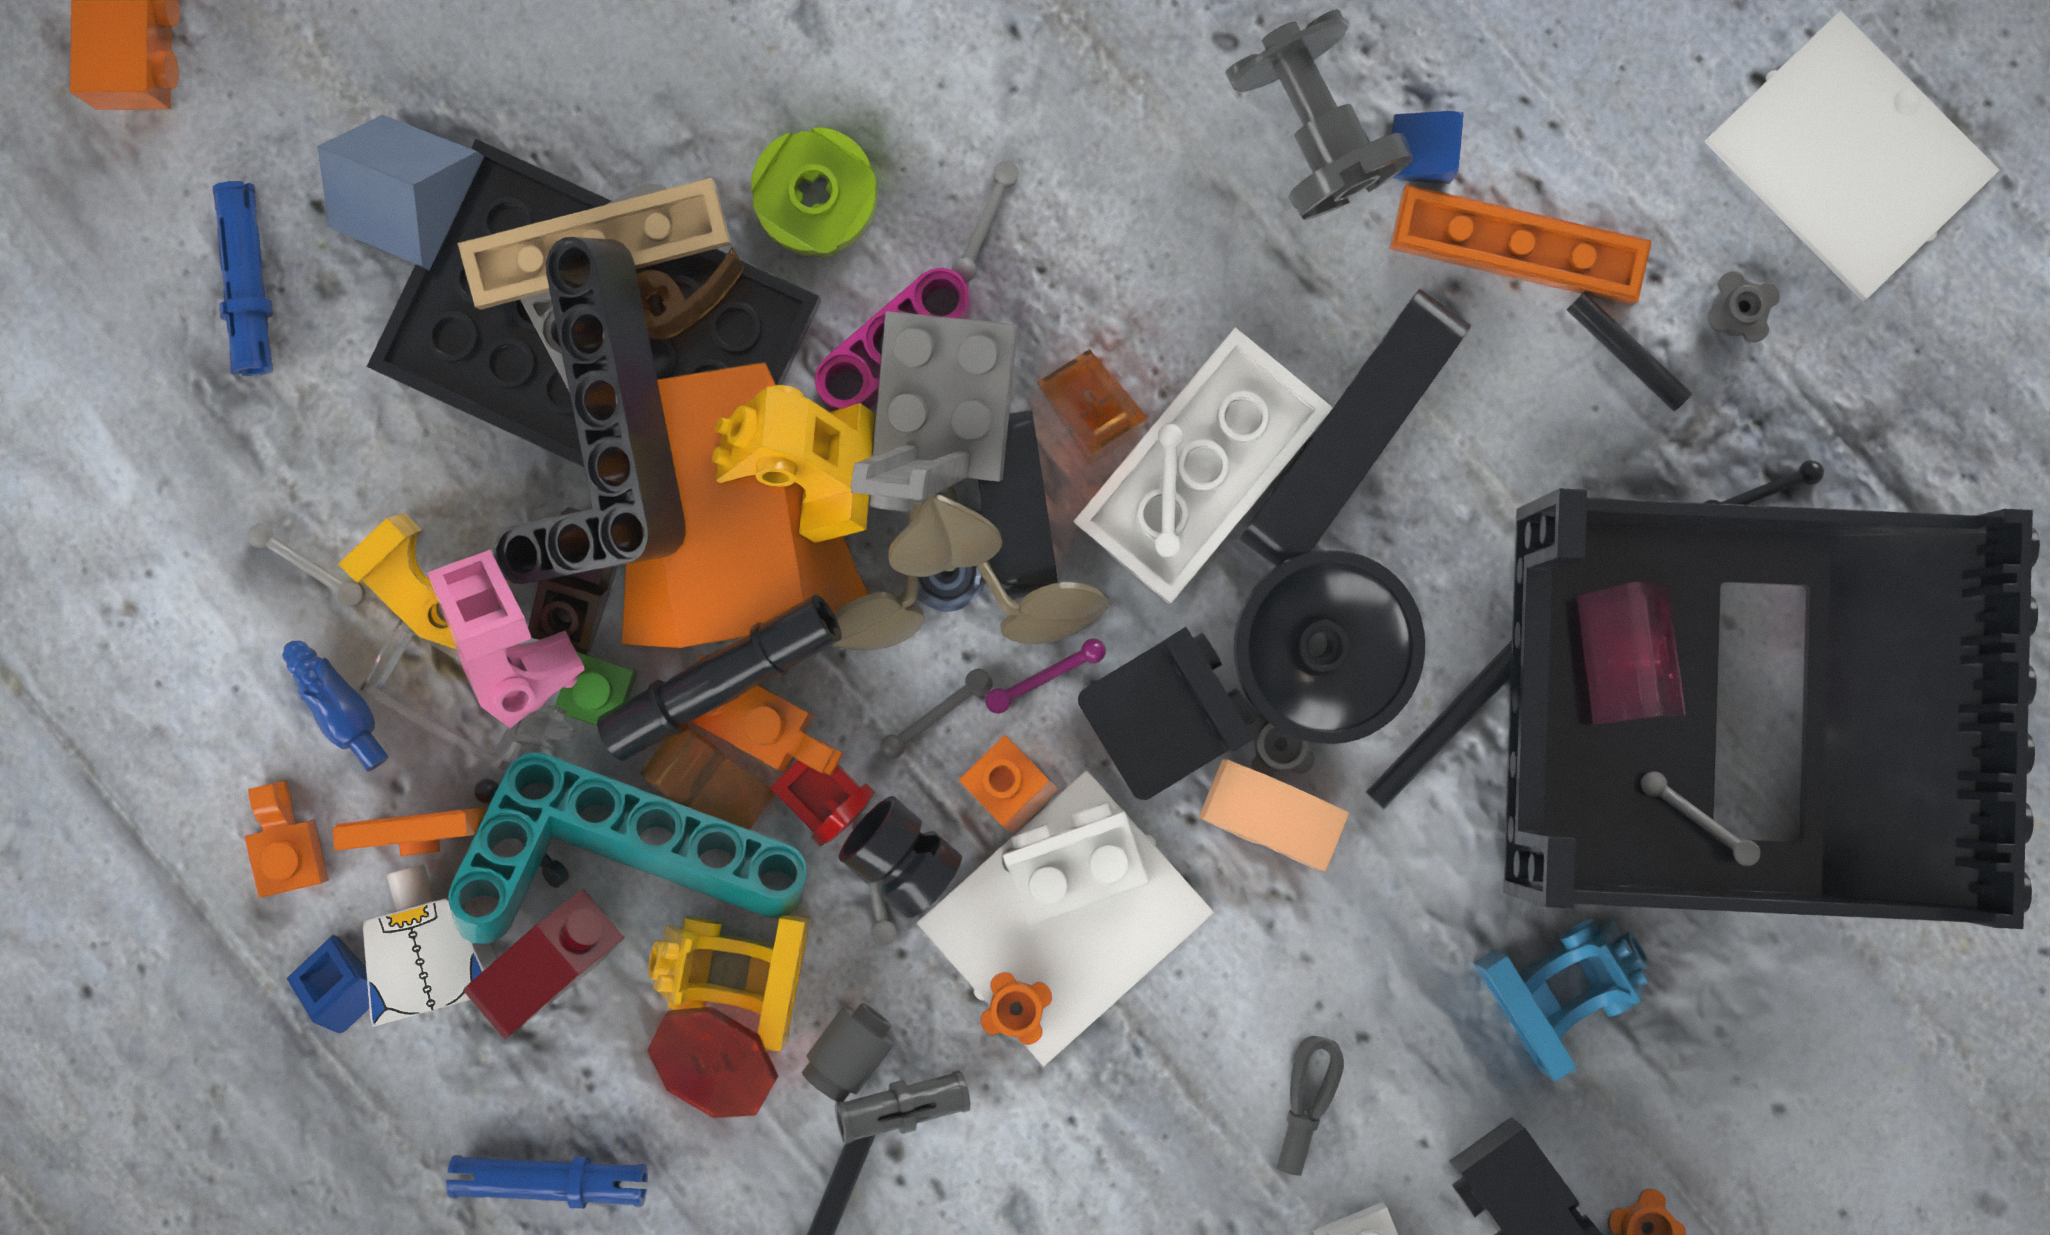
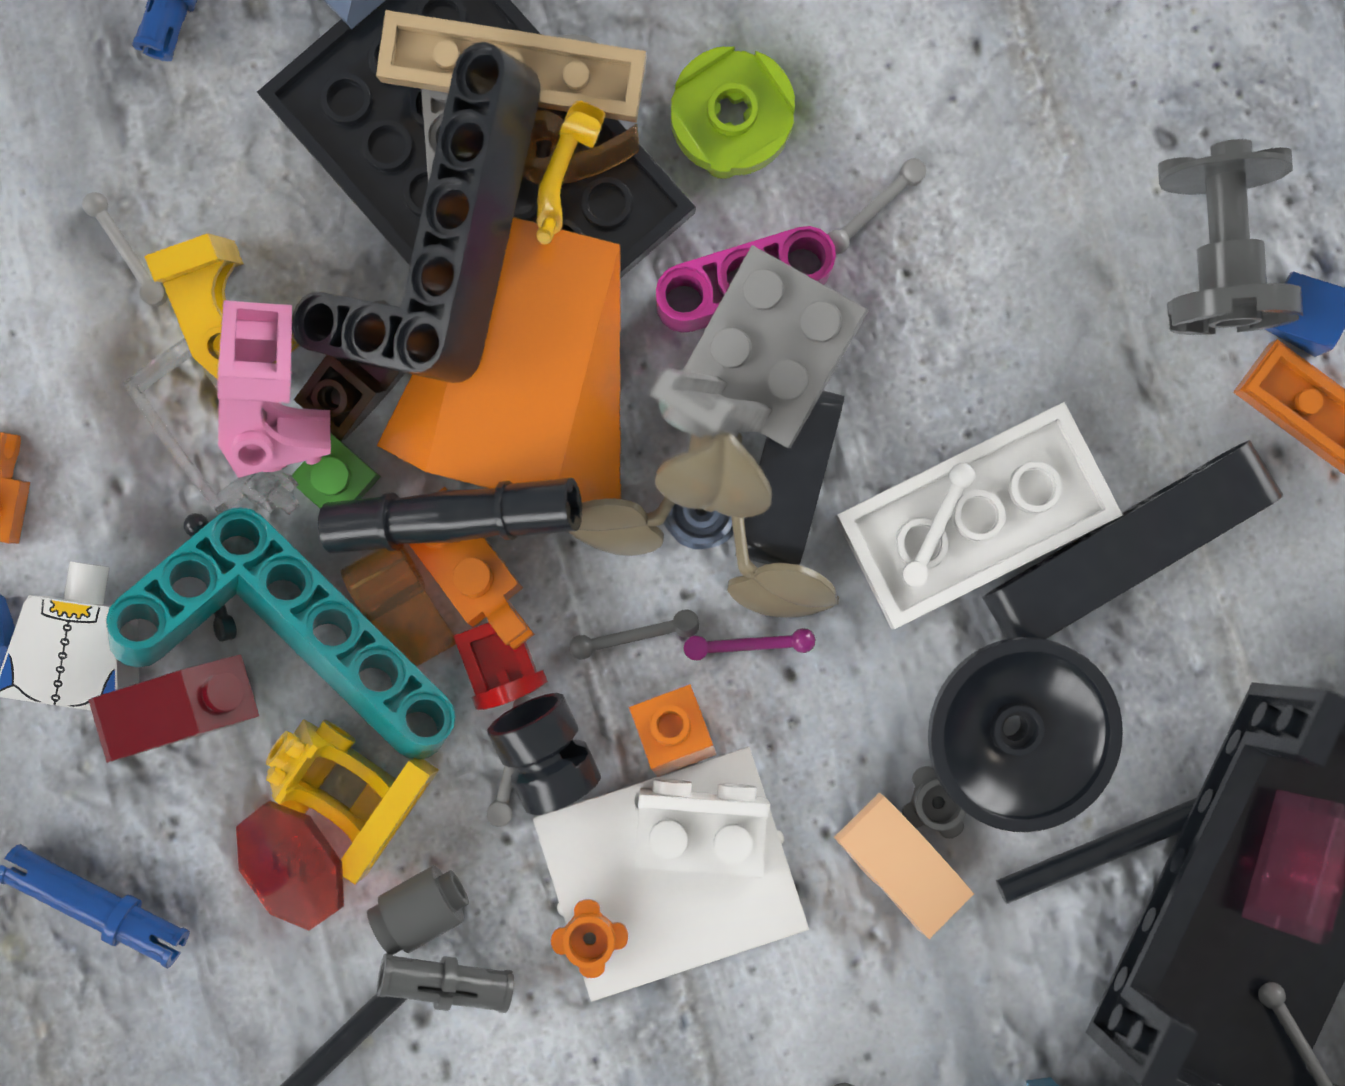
camera: 20 degrees right, 0 degrees up
(334, 704) = (94, 389): blue piece -> none
(413, 833) = (107, 533): orange plate -> none
(682, 272) = (580, 126): none -> yellow piece
(795, 440) = (615, 325): yellow tile -> none
(1092, 406) = (901, 417): clear orange slope -> none
(1166, 713) = (847, 728): black bracket -> none

